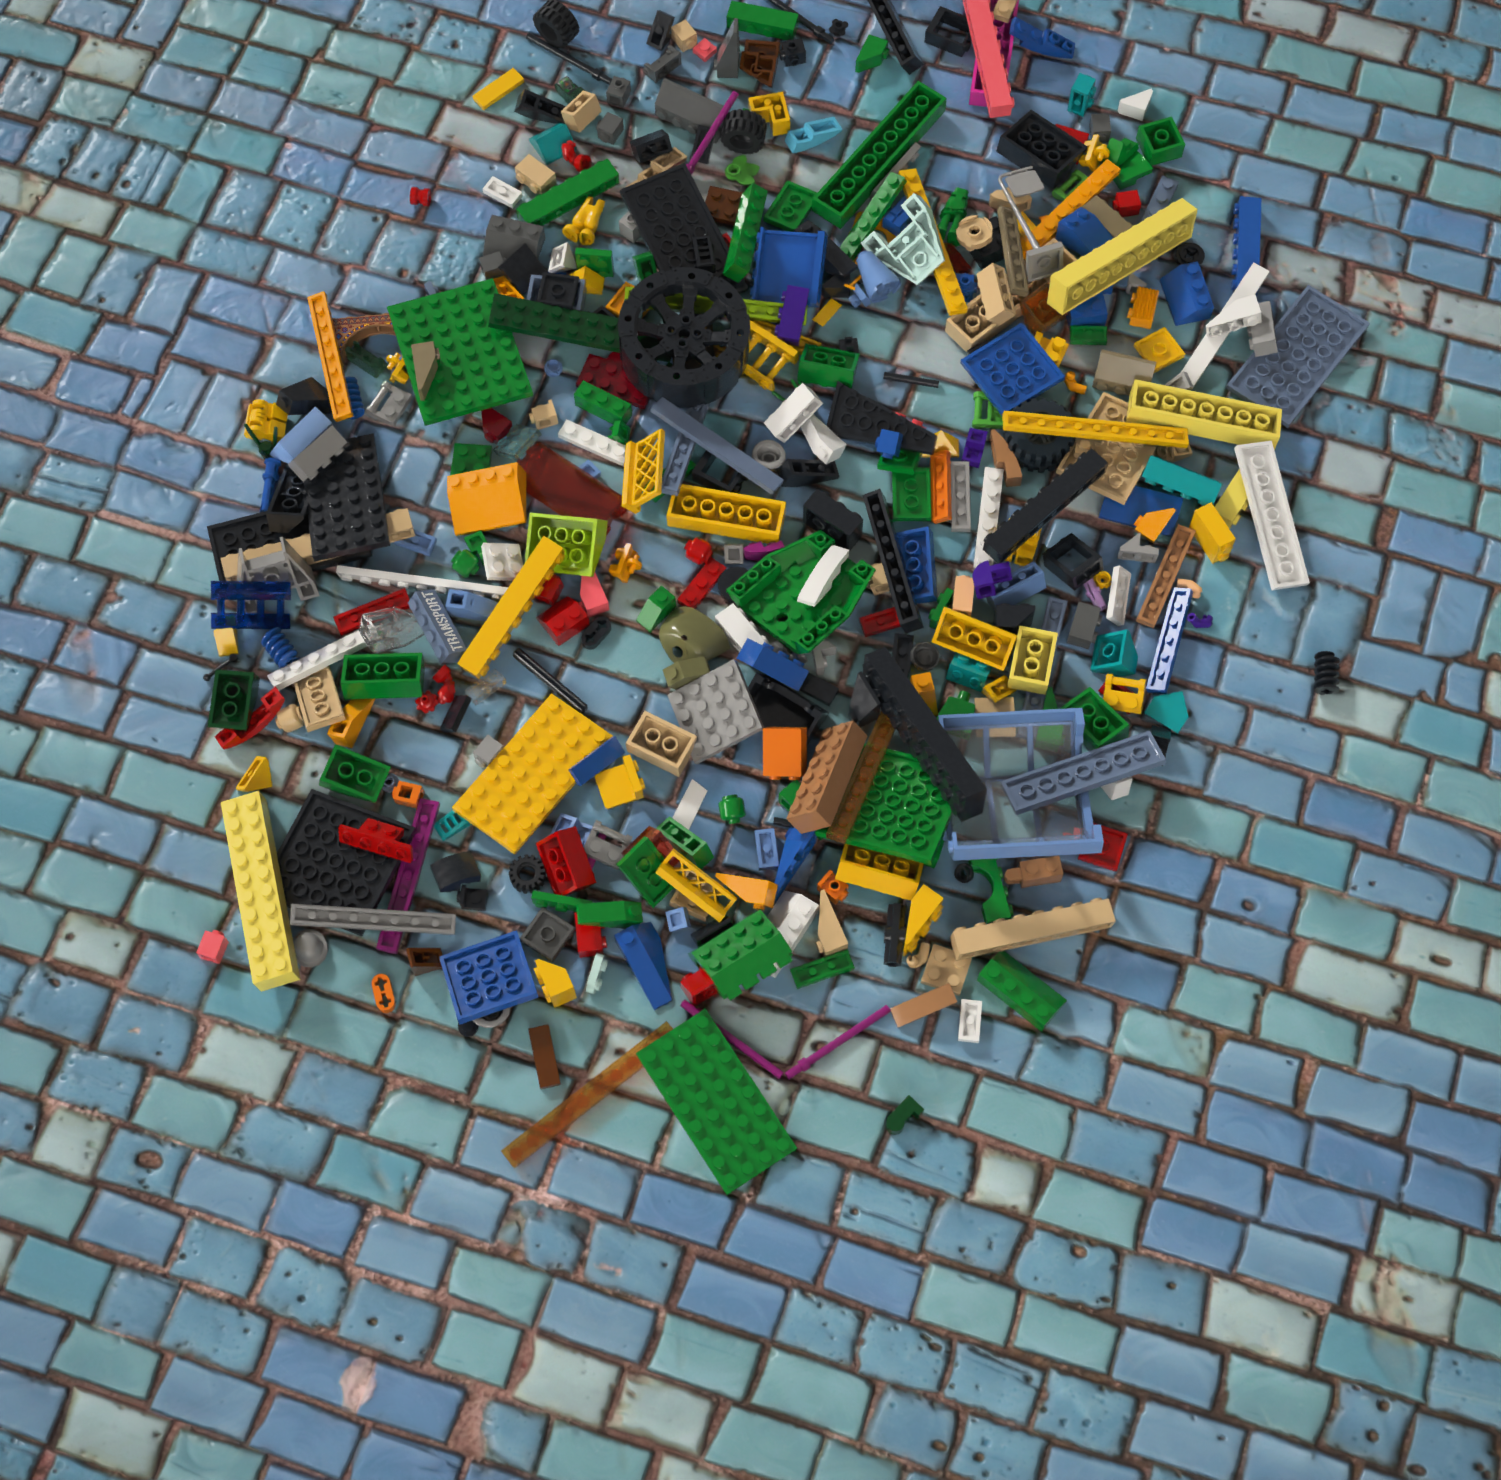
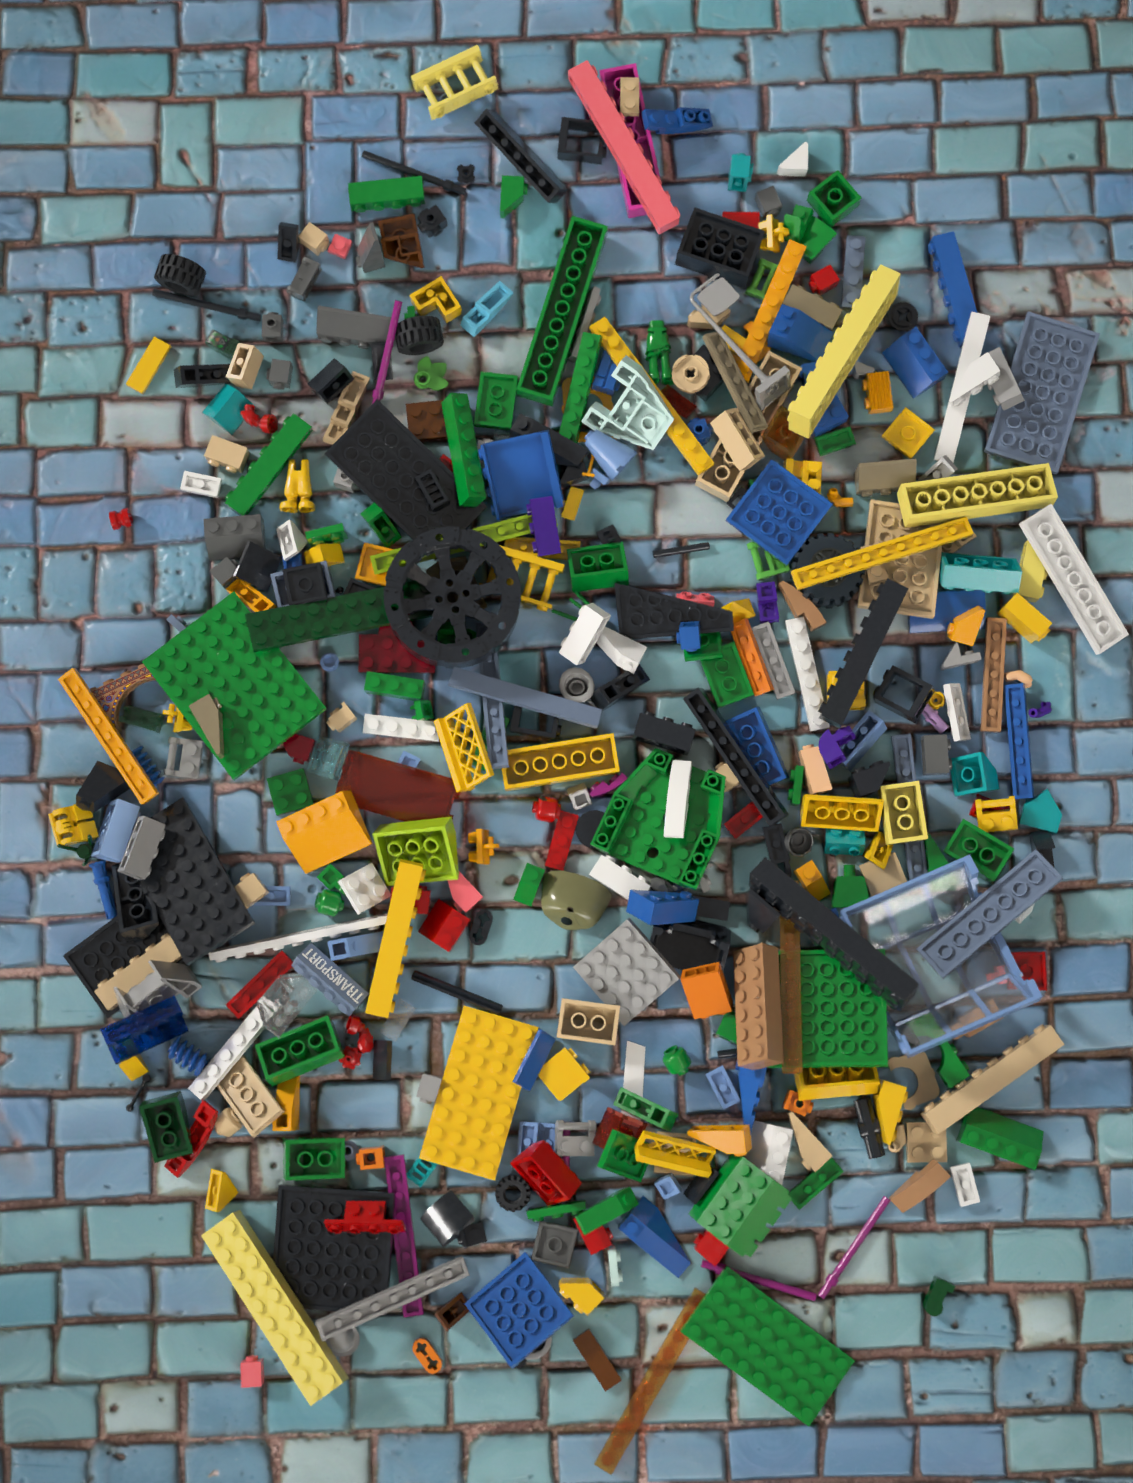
camera: 20 degrees left, 15 degrees up
(685, 671) = (584, 941): olive slope -> none
(968, 908) = (927, 1084): none -> tan piece

